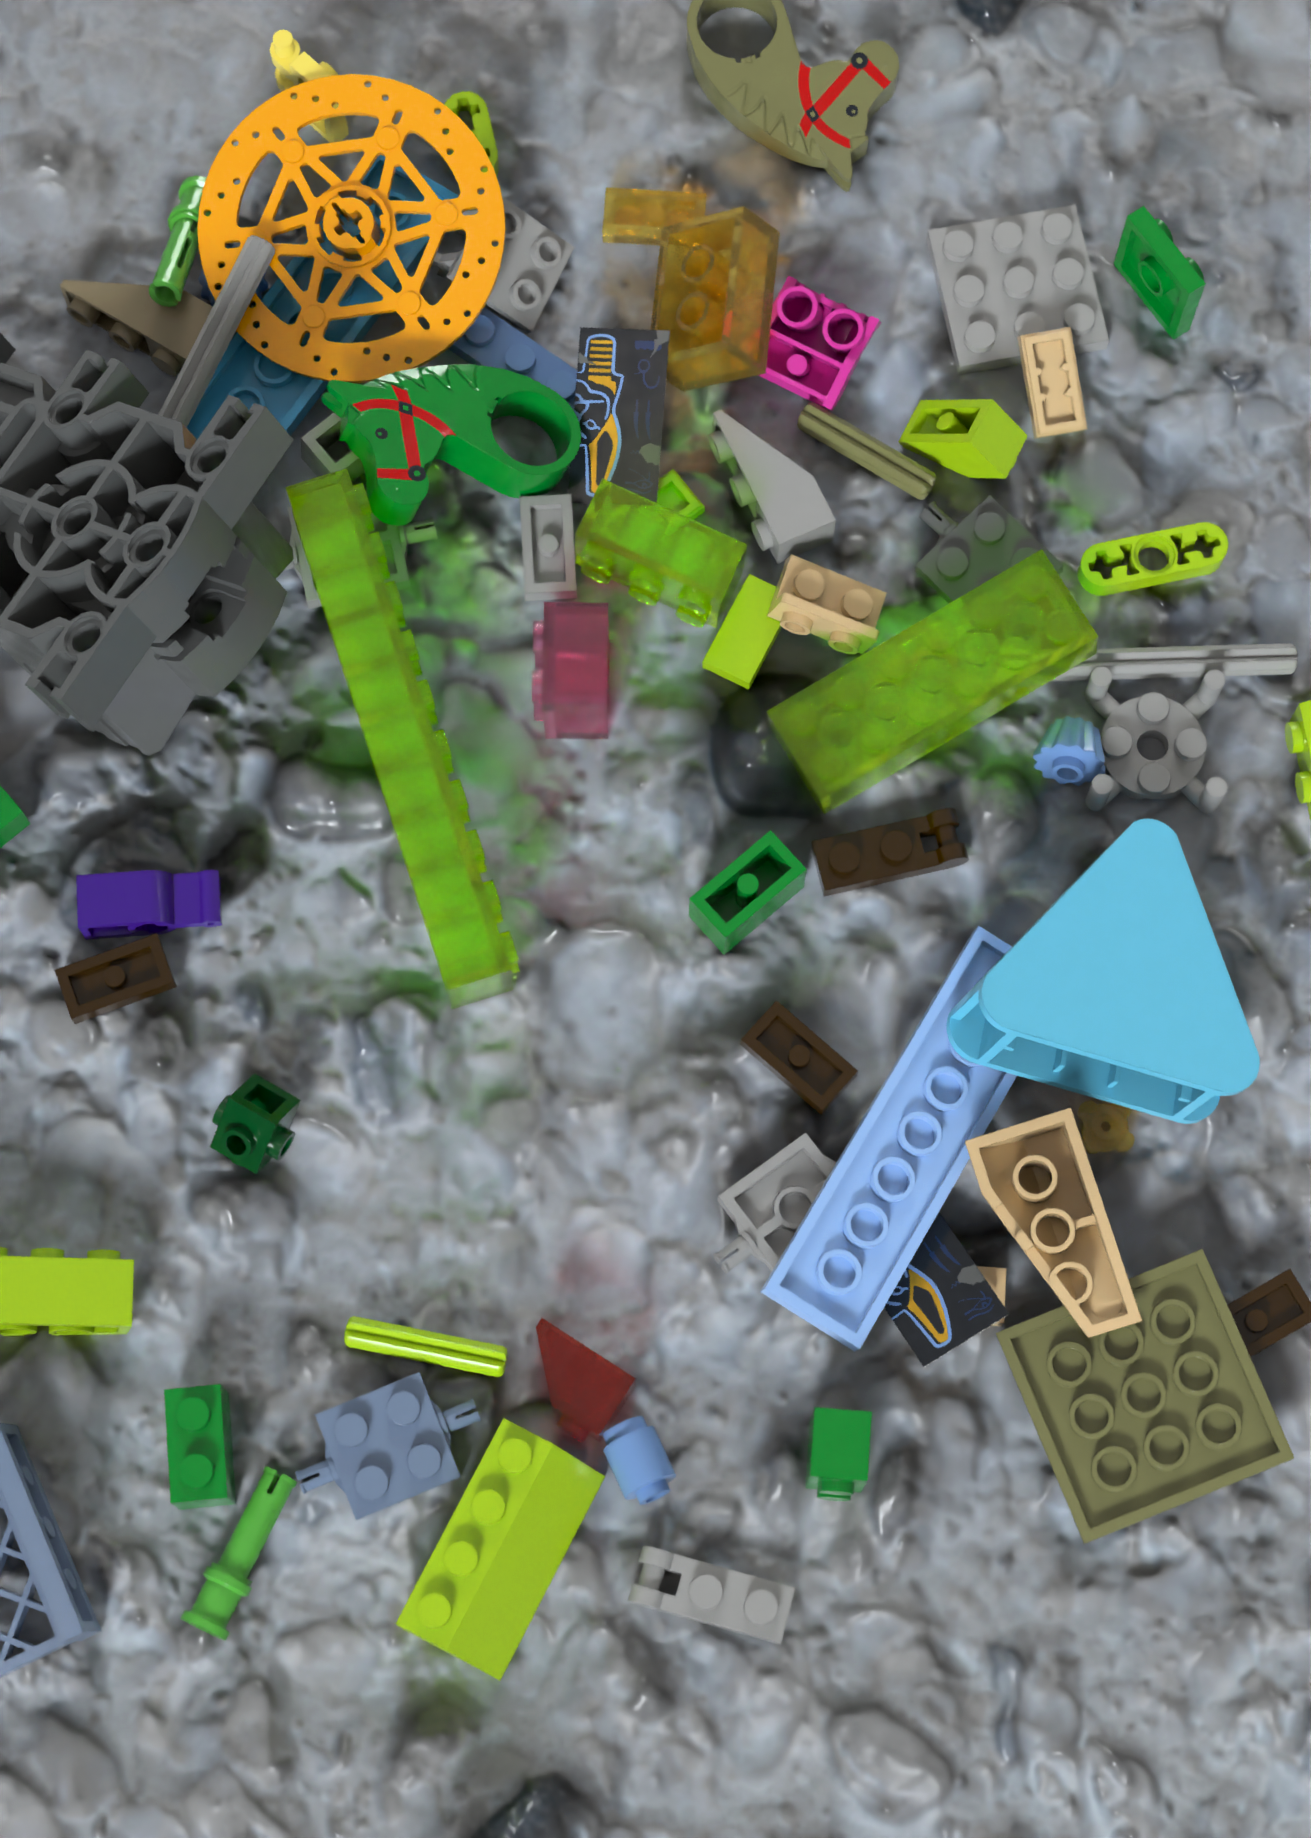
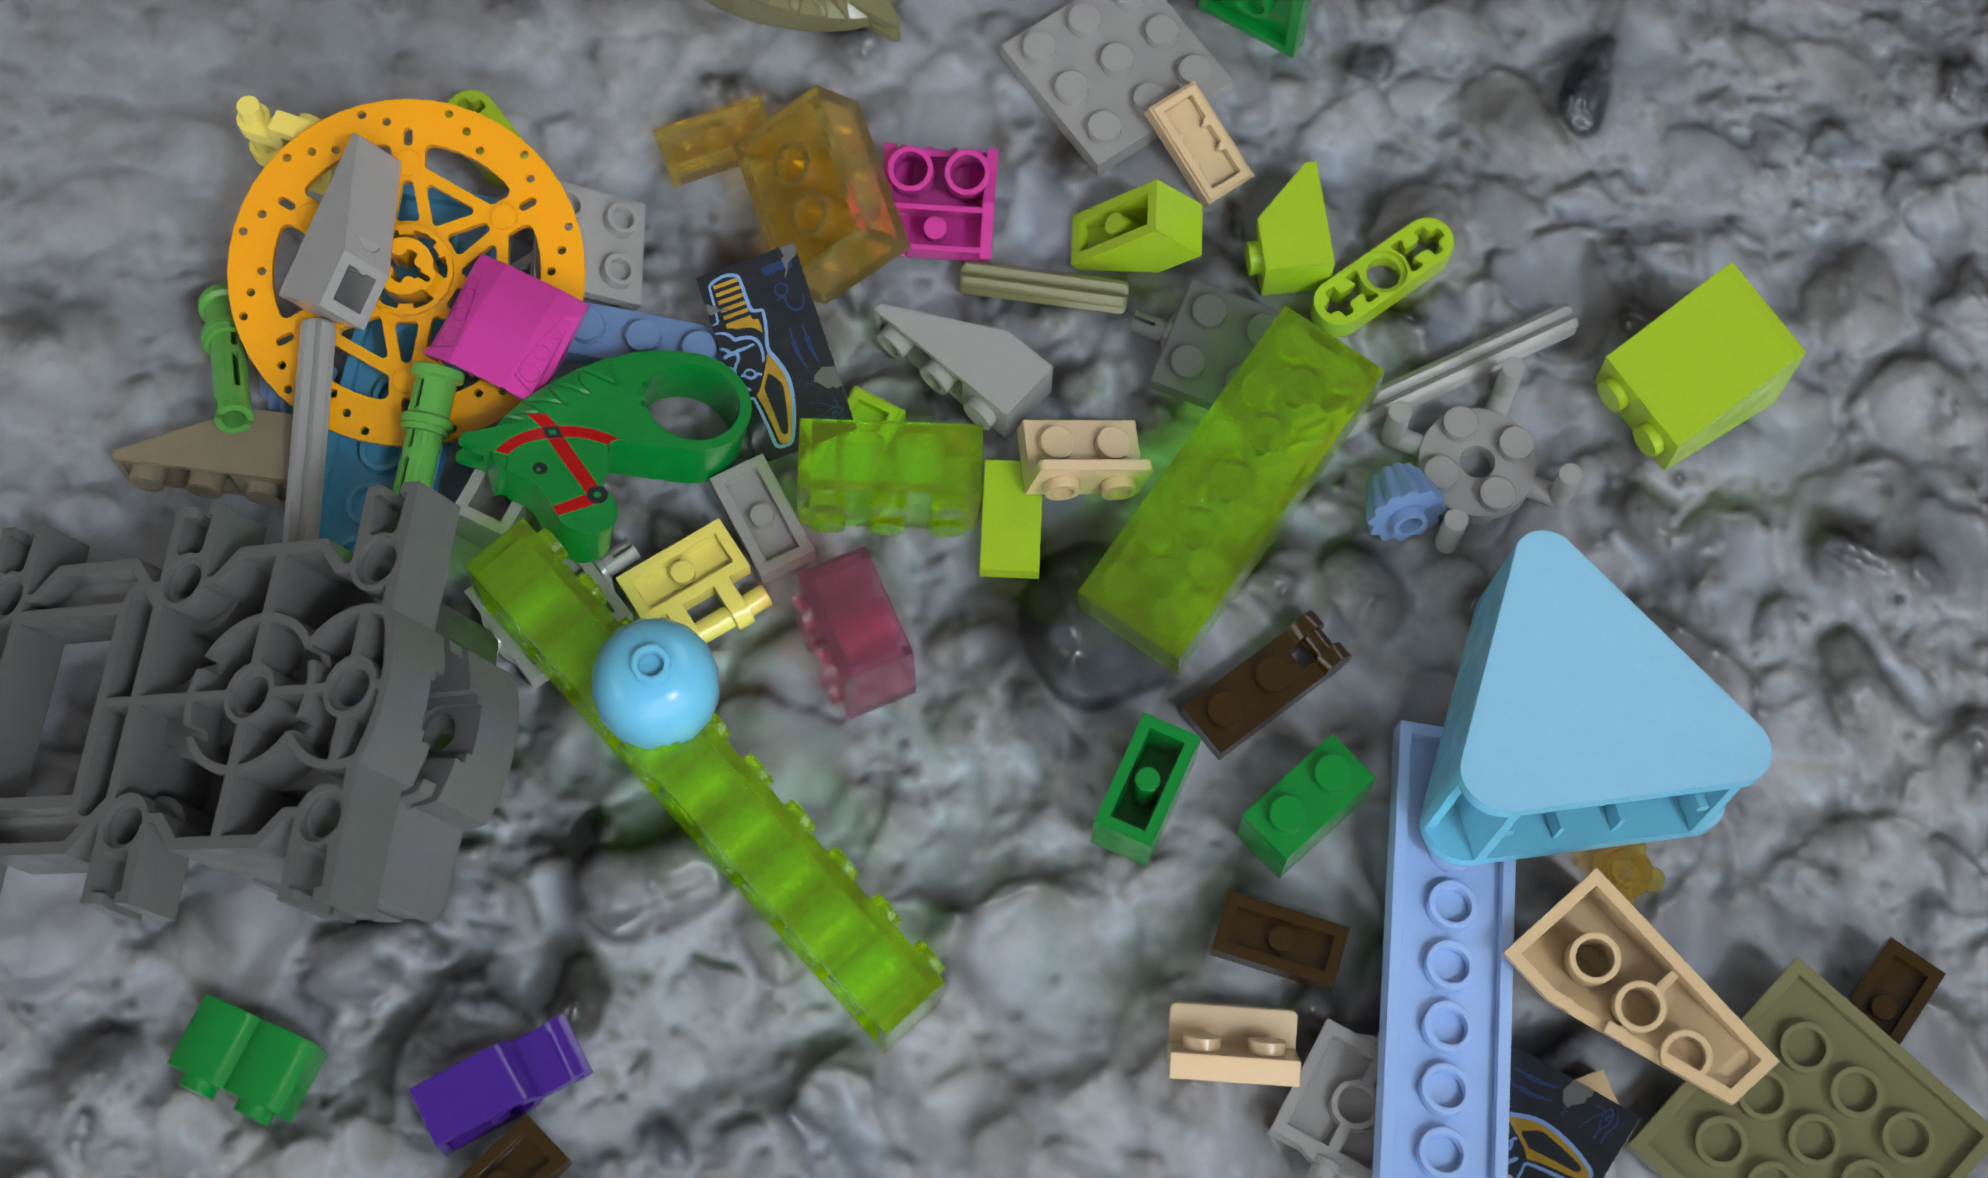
camera: 25 degrees left, 5 degrees down
(311, 361) = (426, 422): none -> bright green pin
(313, 184) = (349, 239): none -> light grey slope
(390, 642) = (655, 683): none -> medium azure cylinder
(409, 309) = (508, 328): none -> dark pink slope
(462, 569) = (688, 575): none -> light yellow plate
(721, 1119) = (1233, 1044): none -> tan bracket
(870, 961) = (1305, 806): none -> green brick
(1090, 494) = (1292, 238): none -> lime slope

